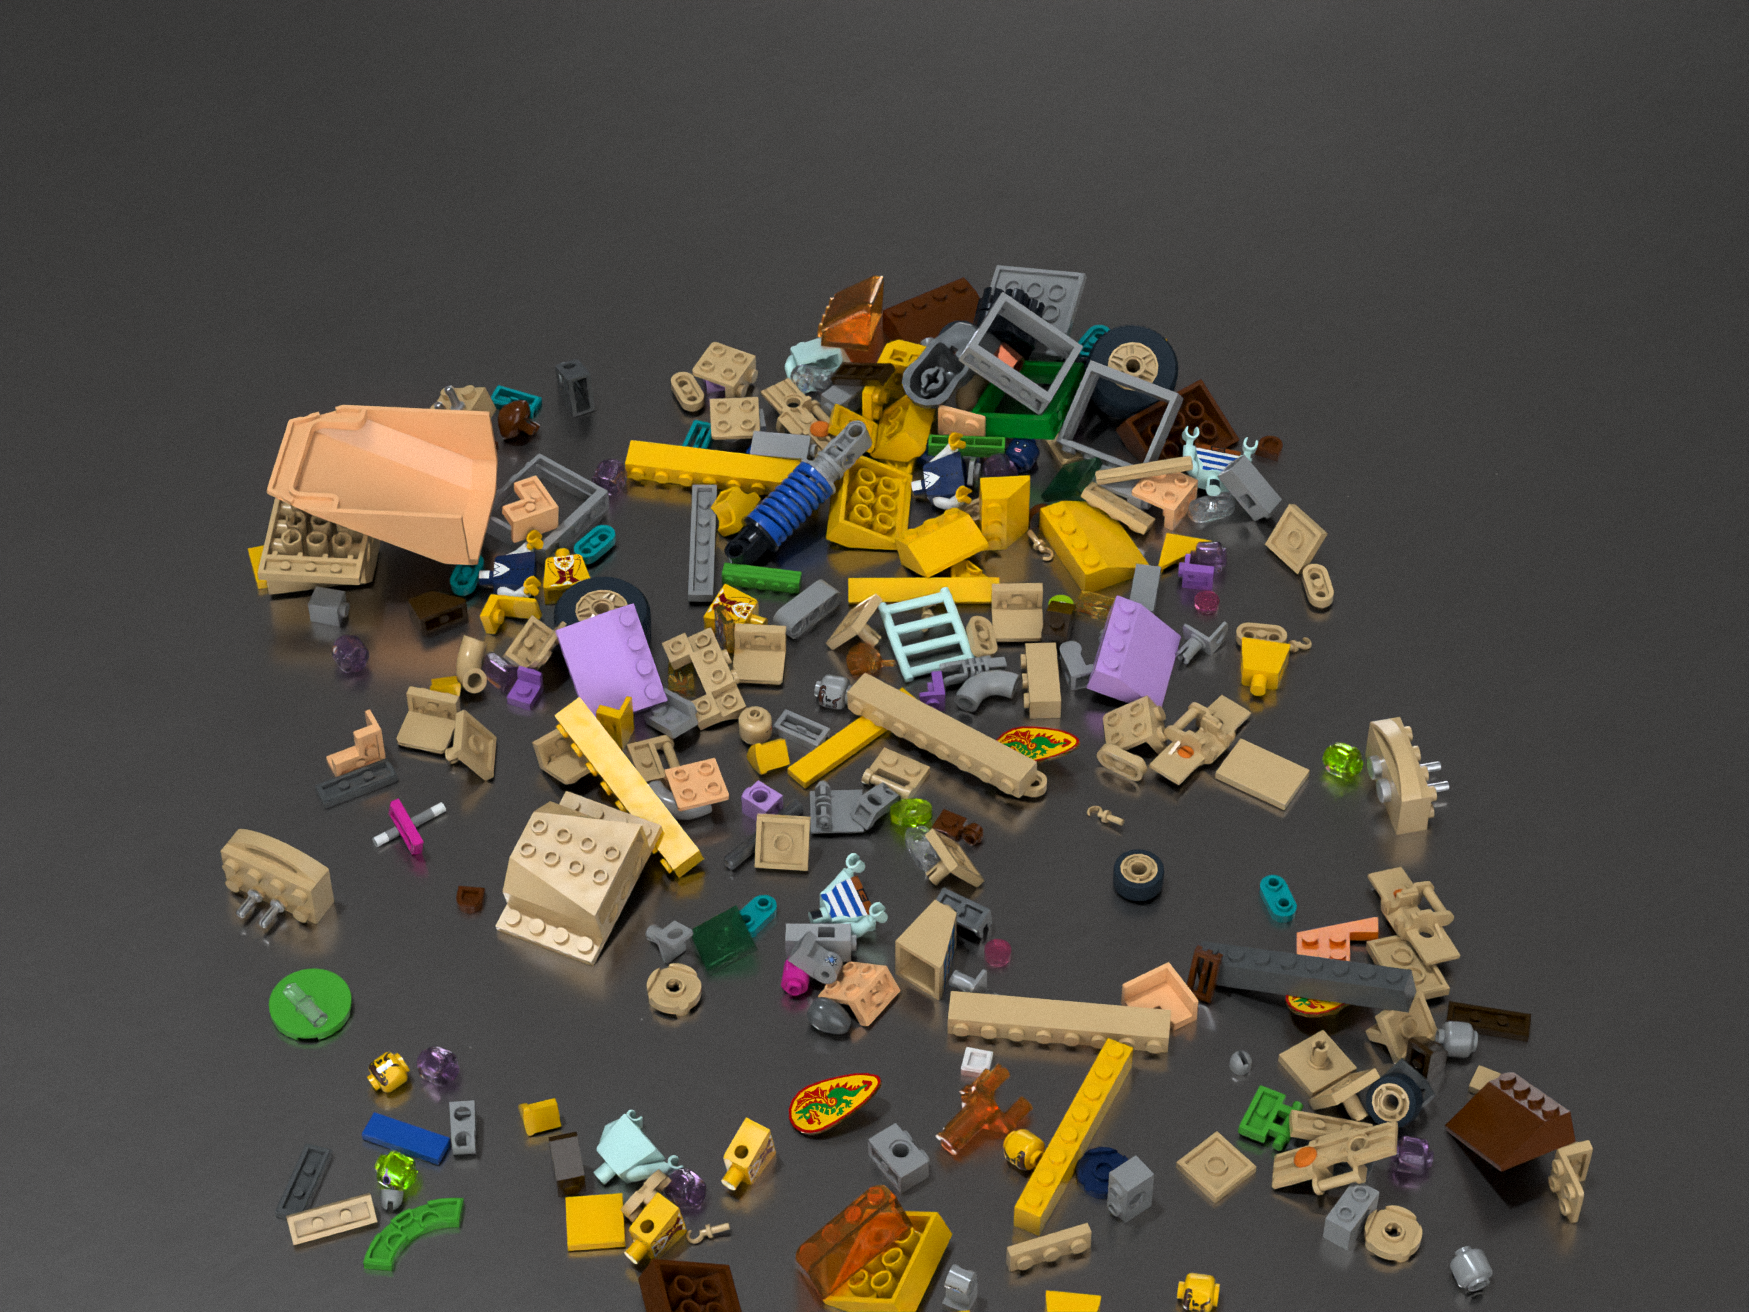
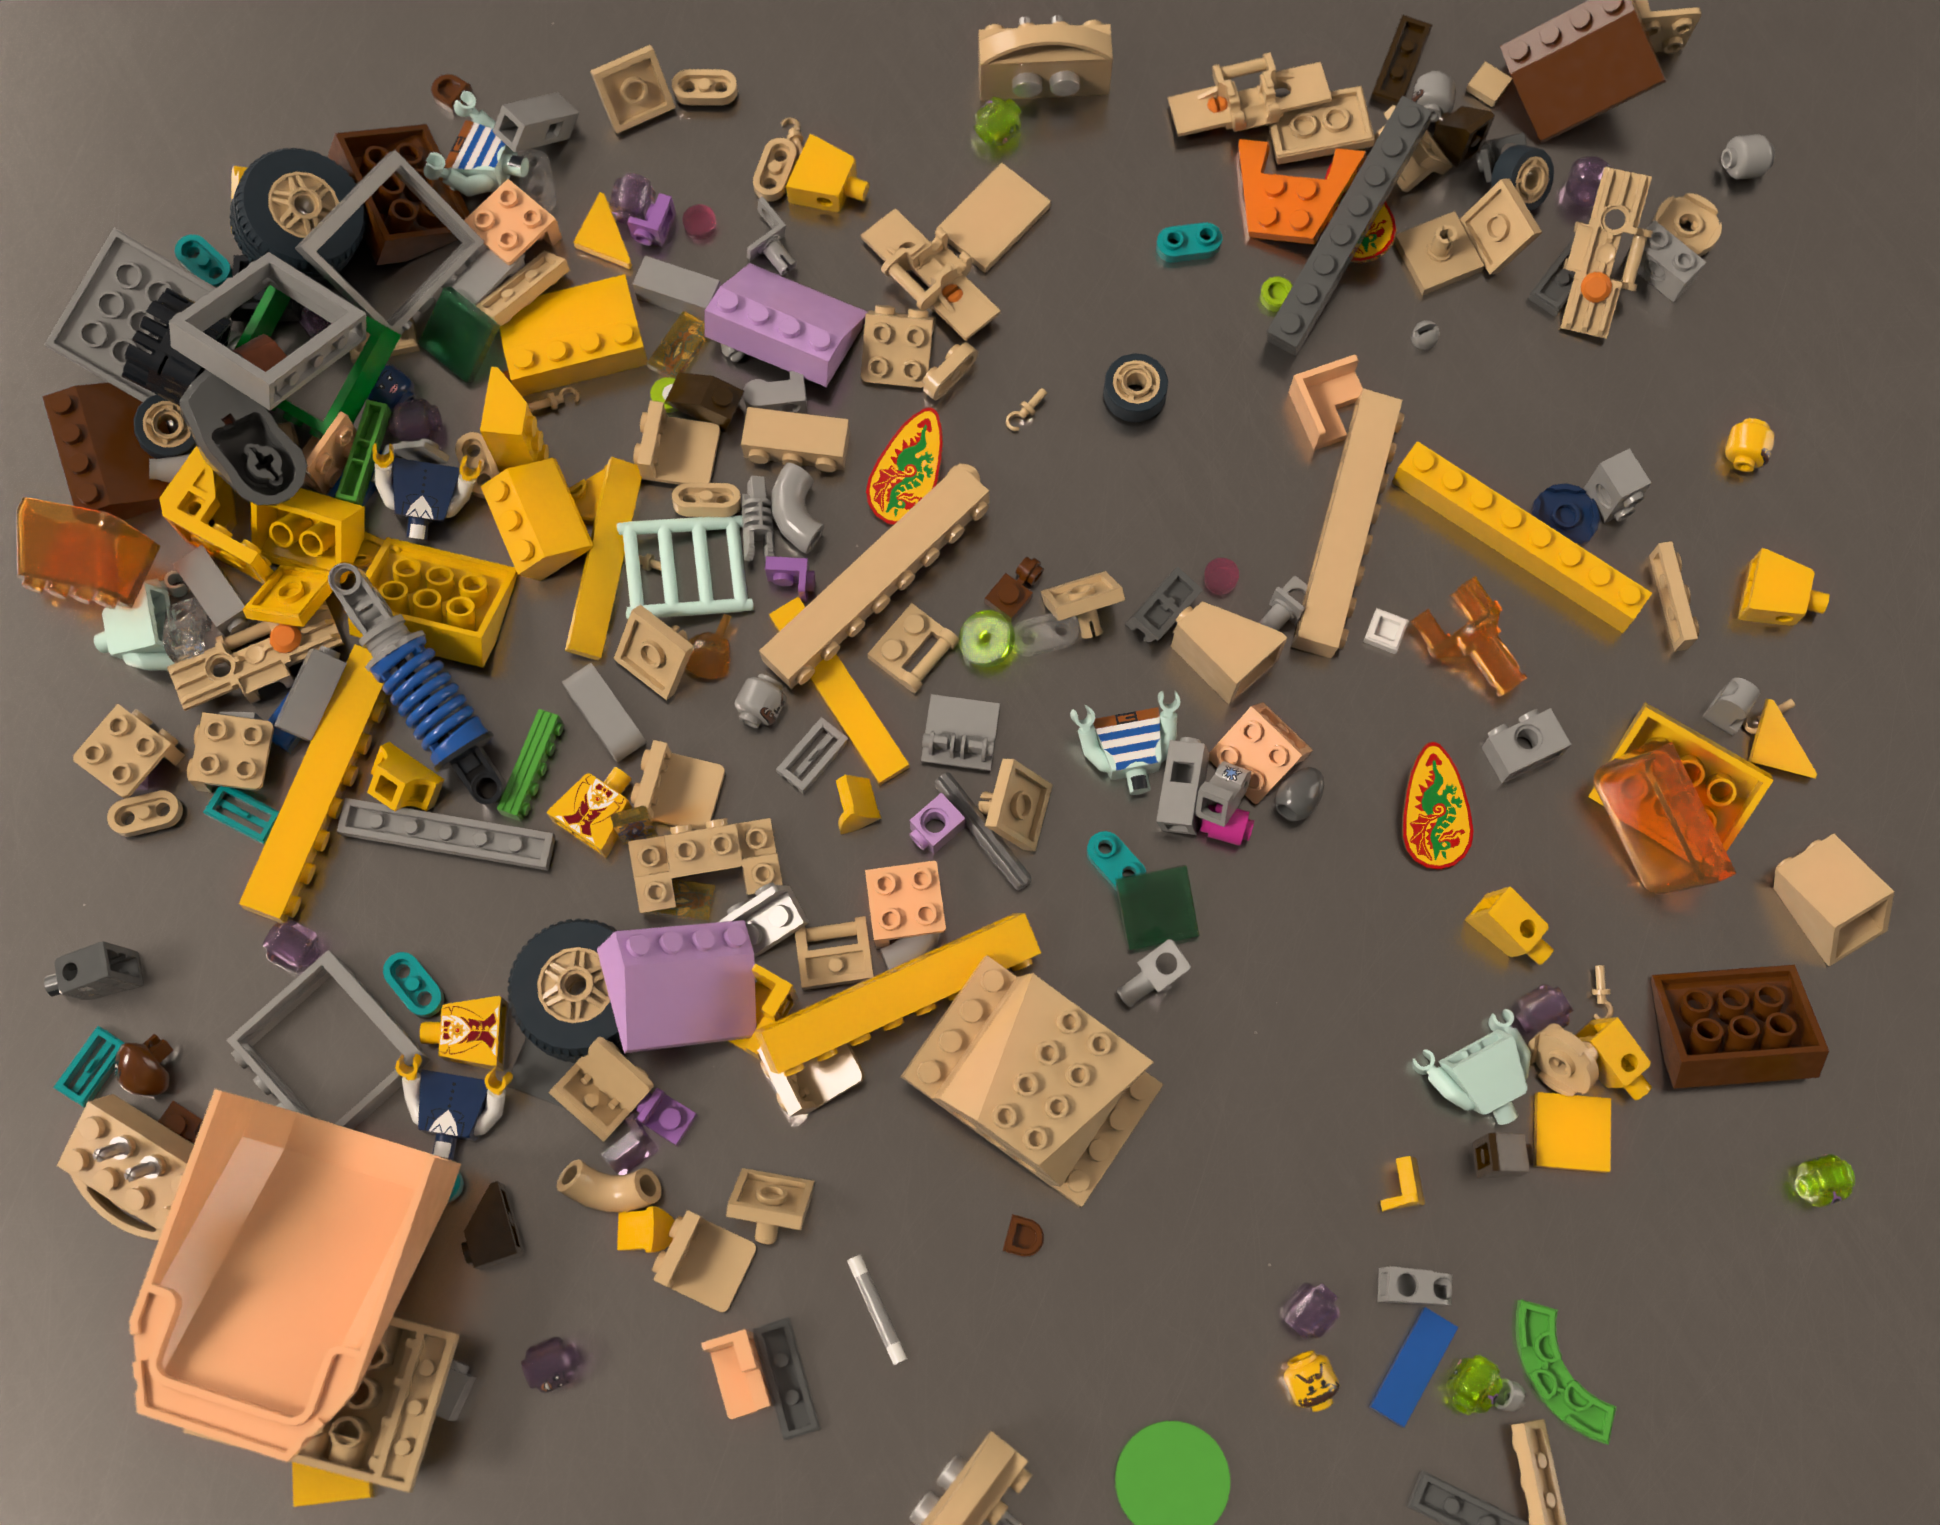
camera: 80 degrees left, 25 degrees up
(305, 1005) = (1187, 1488): clear axle -> none
(405, 827) = (898, 1313): dark pink tile -> none
(502, 605) = (520, 1144): yellow bracket -> none
(533, 511) = (357, 1053): light nougat panel -> none
(674, 1002) = (1243, 977): tan plate -> none
(755, 725) = (805, 822): tan head -> none
(862, 374) = (215, 557): dark brown tile -> none
(873, 805) = (970, 679): light grey leg -> none
(1023, 1149) = (1533, 597): yellow head -> none
(1144, 470) = (485, 235): tan axle -> none
(1208, 957) = (1312, 339): reddish brown tile -> none
(1216, 1167) = (1570, 393): tan tile -> none
(1262, 1114) = (1509, 325): bright green plate -> none
(1311, 1125) = (1545, 257): tan tile -> none

